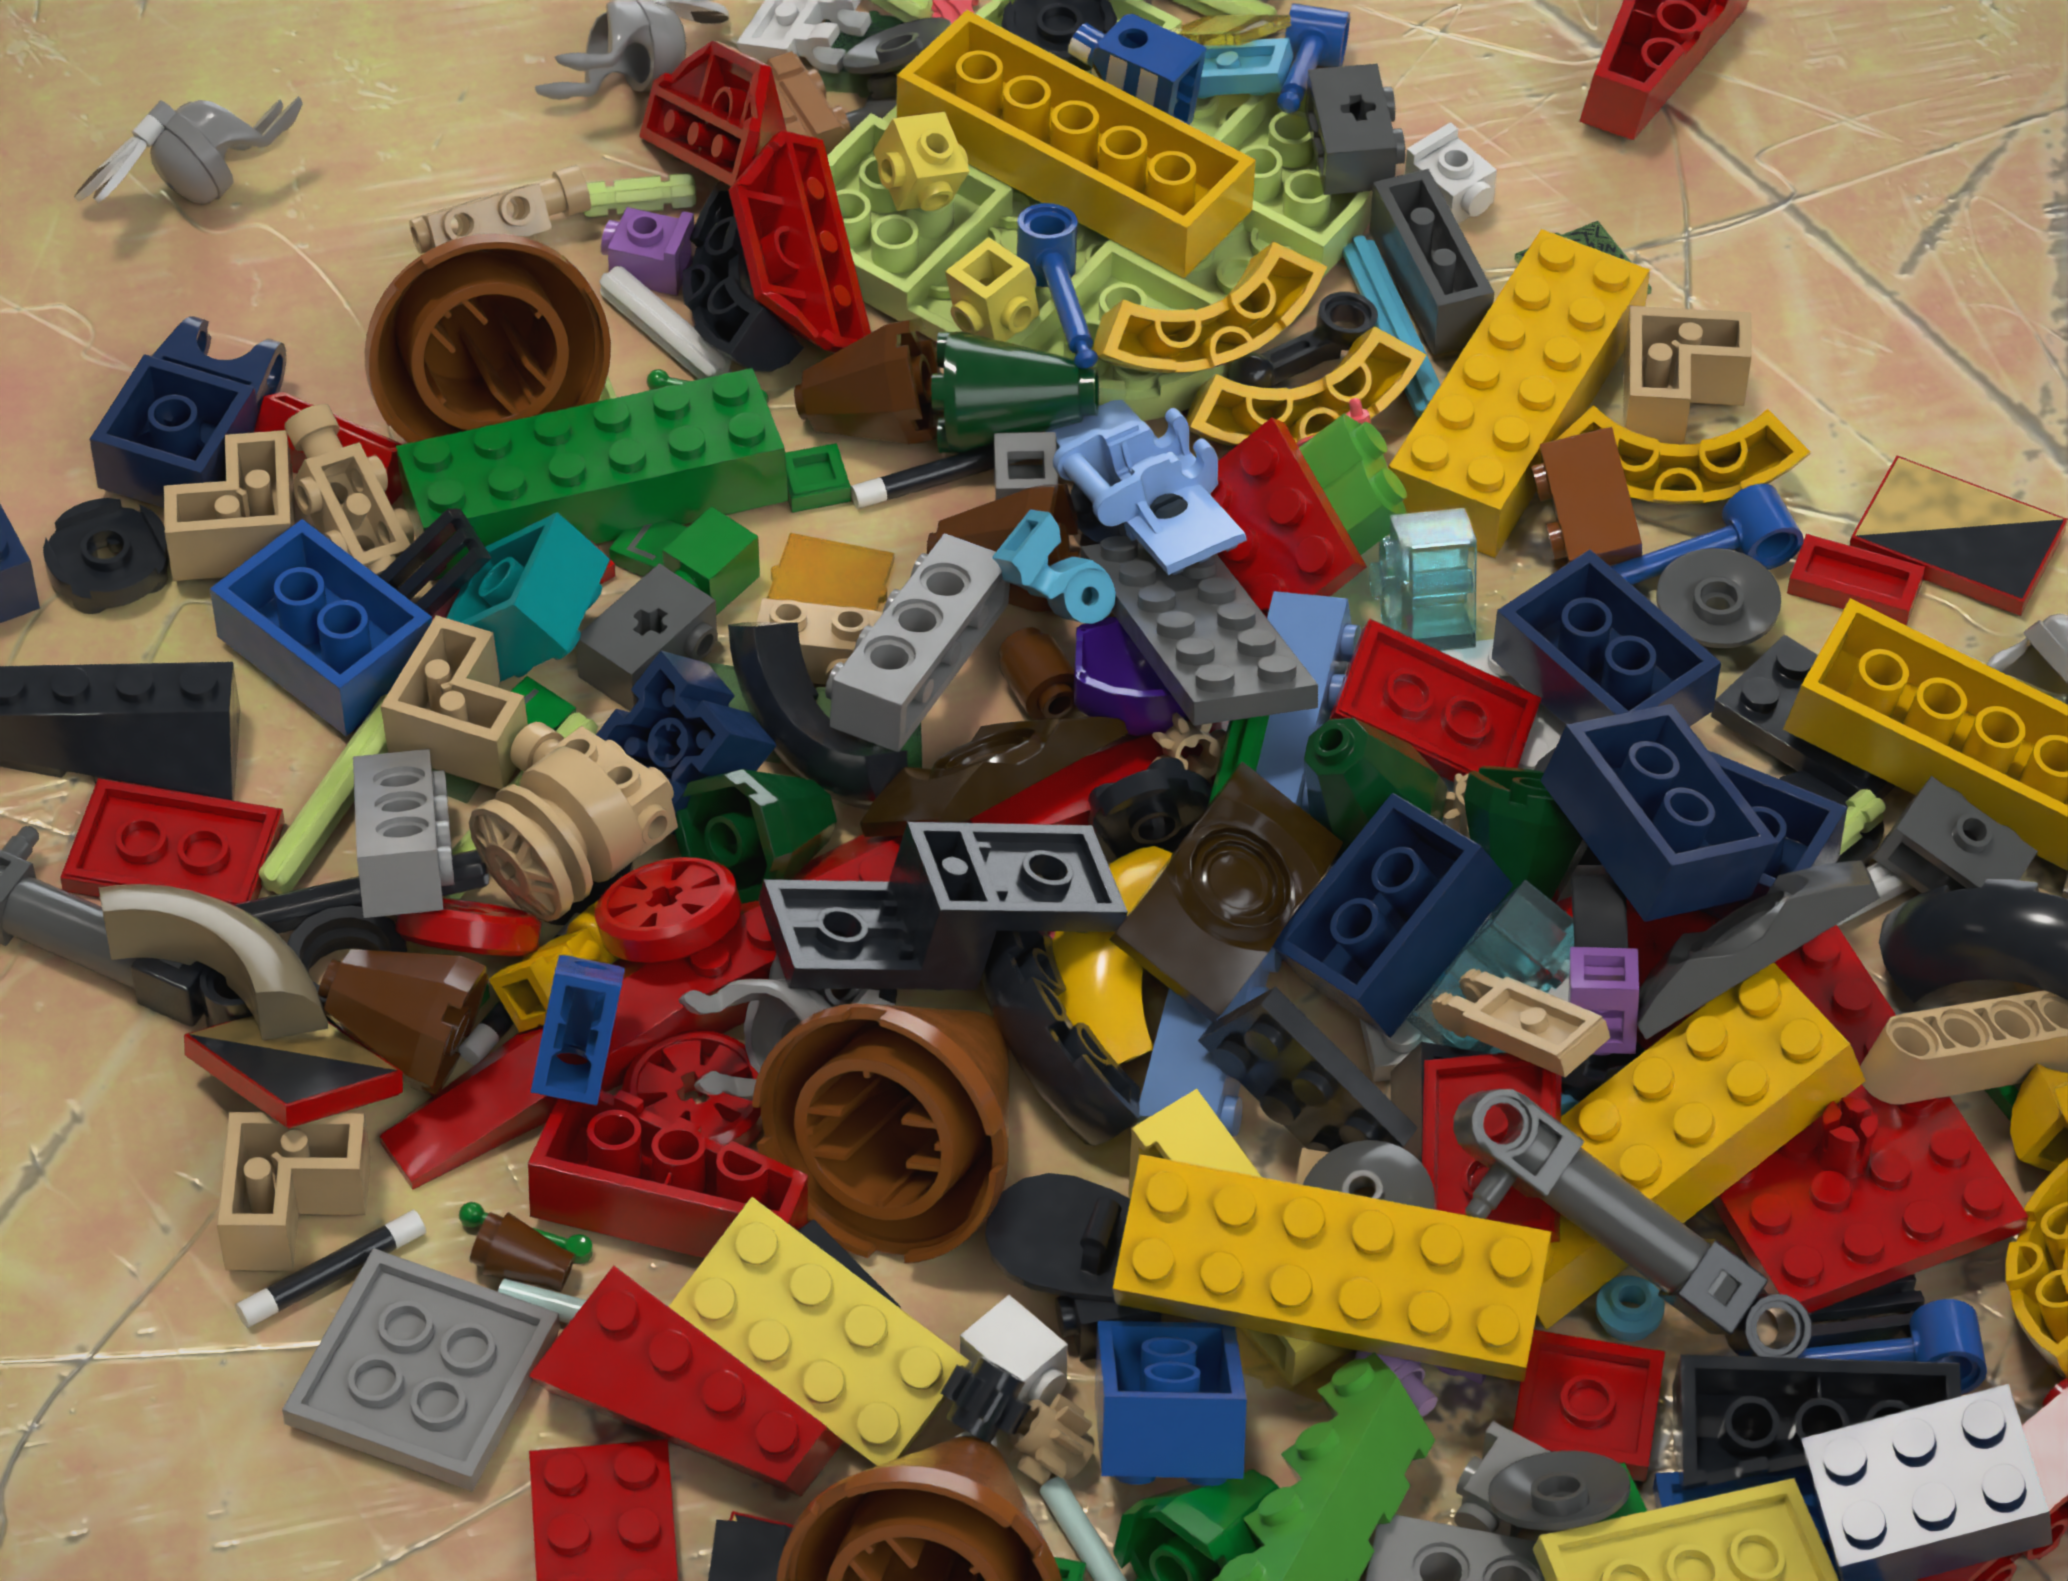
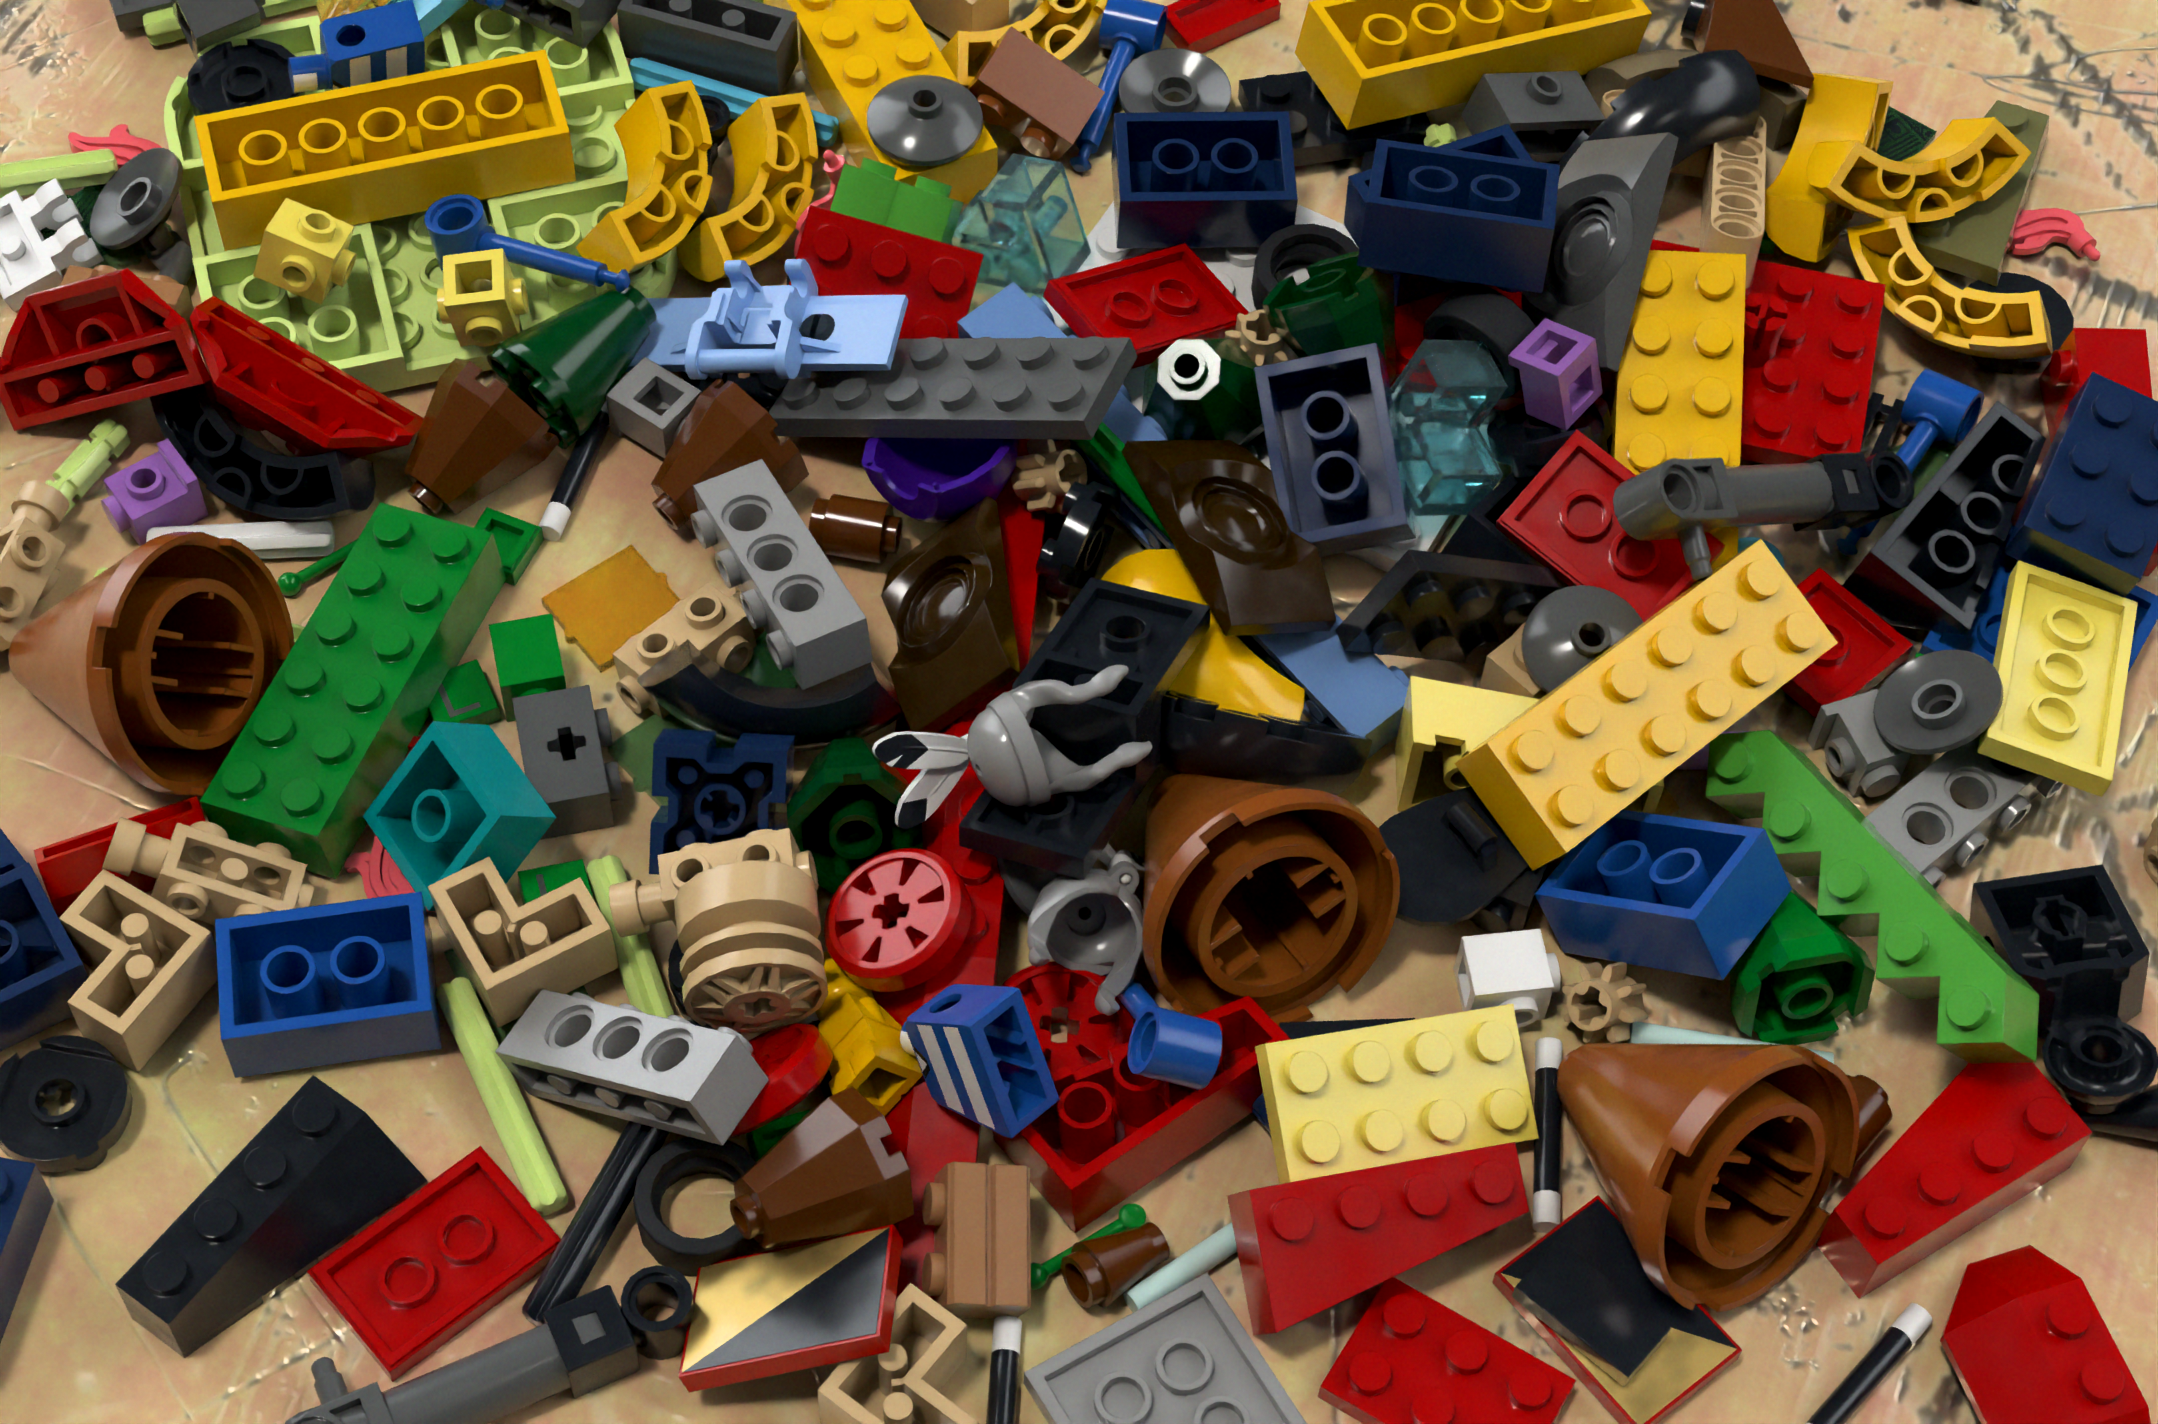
camera: 55 degrees left, 5 degrees up
(201, 928) = (623, 1272): dark tan brick -> none
(423, 547) = (366, 810): black tile -> none
(453, 1147) = (979, 1240): none -> medium nougat brick
(696, 1137) = (1170, 1043): none -> blue piece
(846, 860) = (1006, 753): none -> light grey hair
(985, 1399) = (1559, 1016): black gear -> none
(1073, 587) = (796, 441): medium azure leg -> none
(1467, 442) = (924, 120): none -> dark grey dish
(1522, 1021) = (1541, 432): tan hinge -> none

